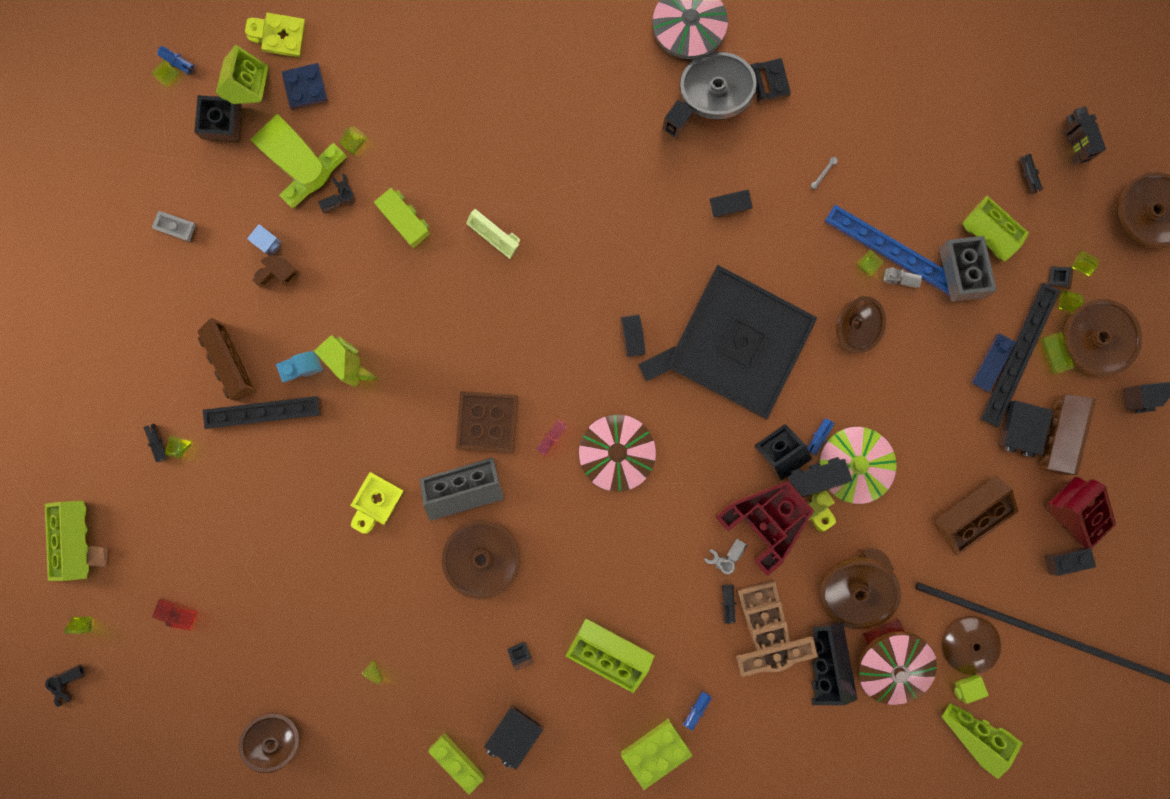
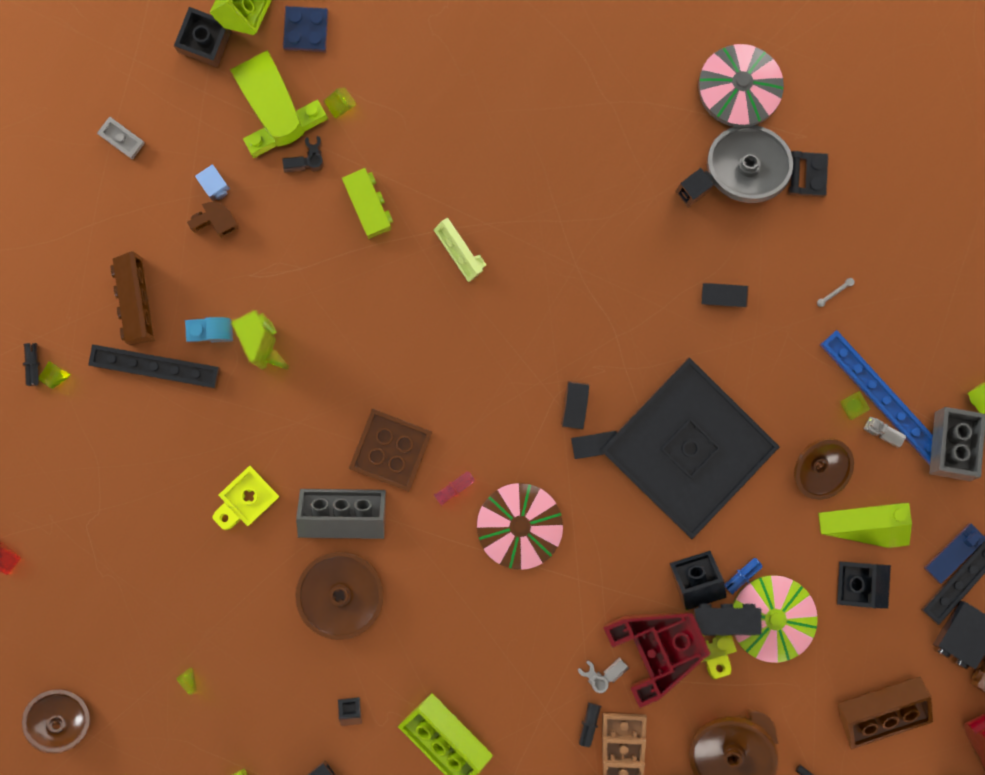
camera: 15 degrees right, 0 degrees up
(919, 359) = (874, 525): none -> lime wedge
(924, 412) = (864, 585): none -> black slope

